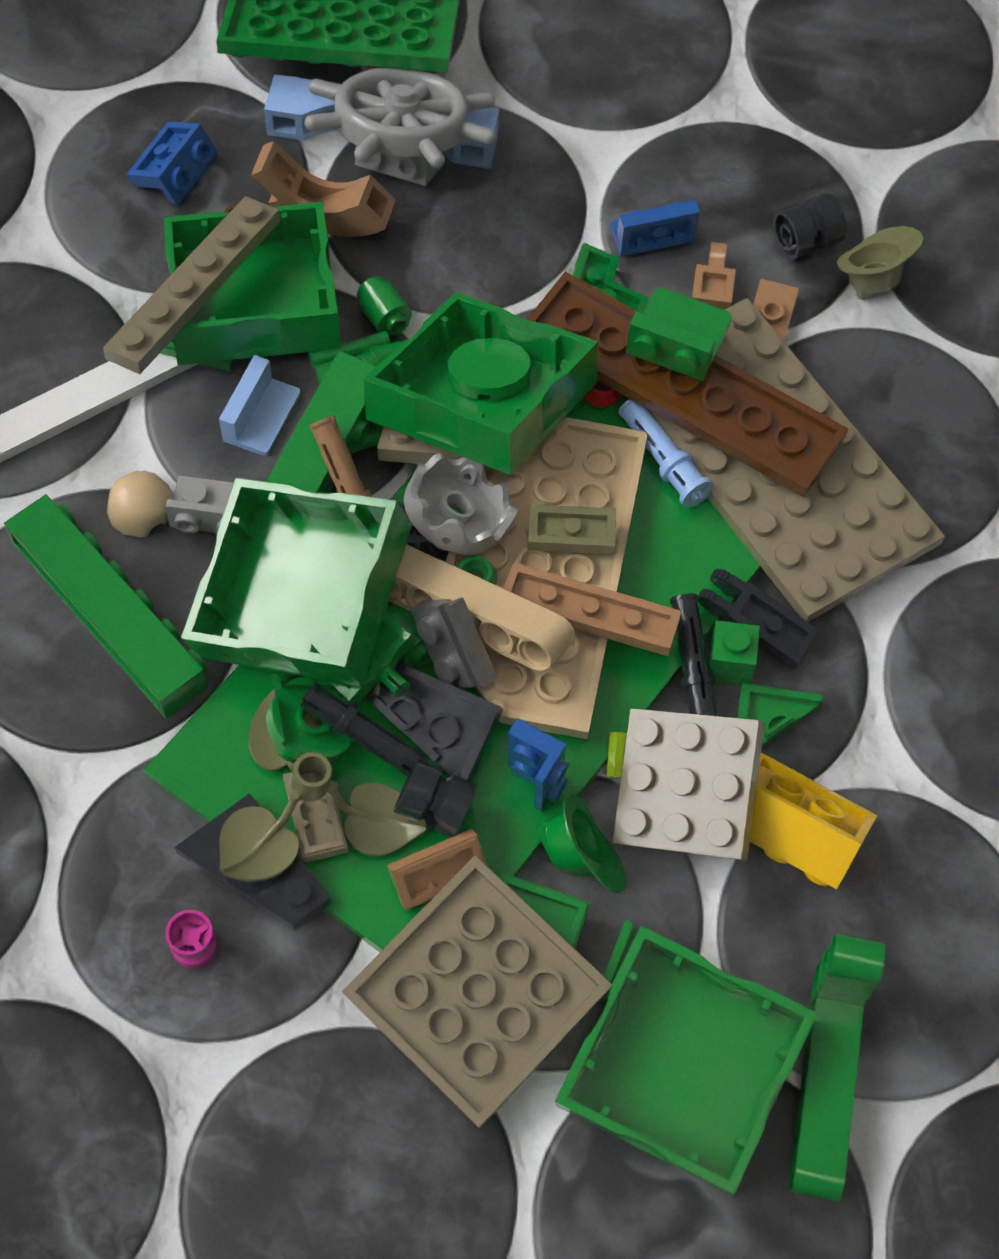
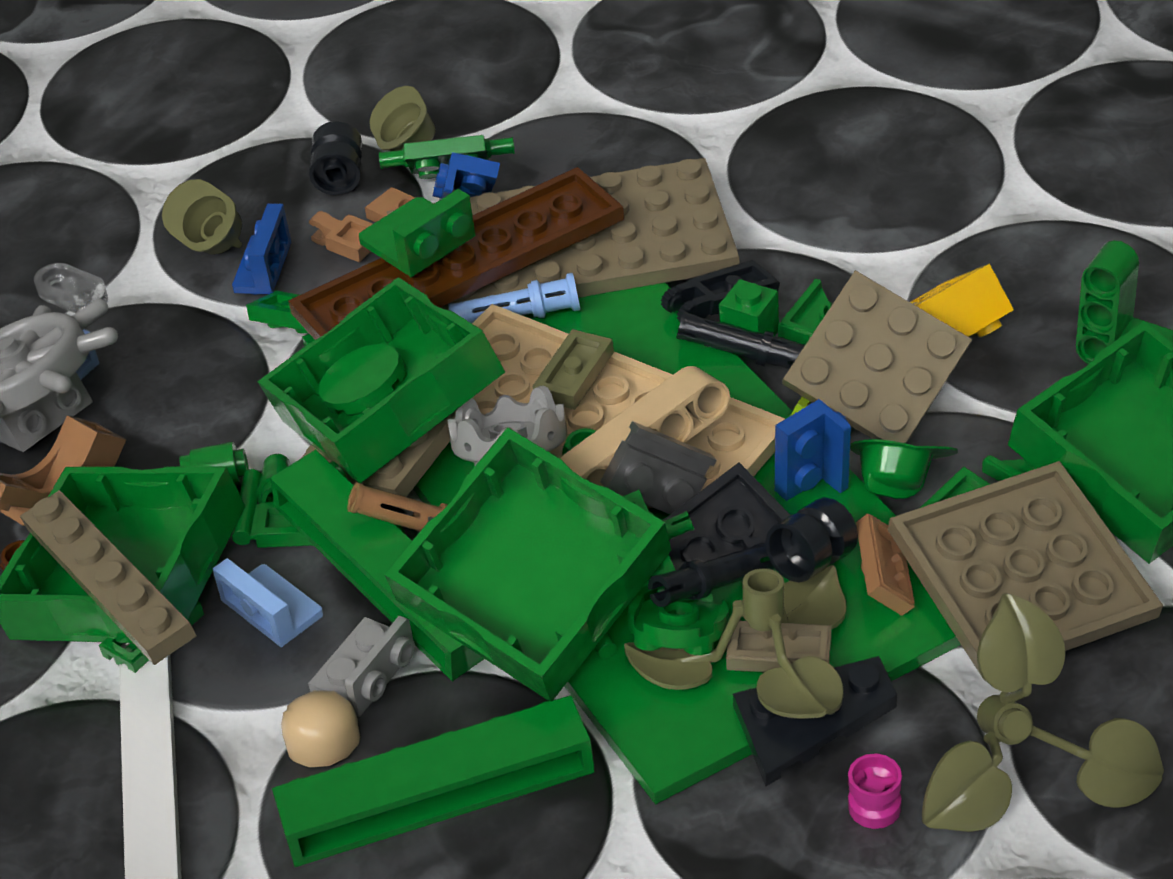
camera: 60 degrees left, 20 degrees down
(297, 1015) = (1014, 652): none -> olive plant
(558, 105) = (69, 286): none -> clear plate
(598, 609) = (698, 345): medium nougat plate -> none
(675, 162) = (202, 217): none -> olive piece
(812, 342) = (465, 173): none -> blue bracket
(847, 315) = (426, 156): none -> green plate

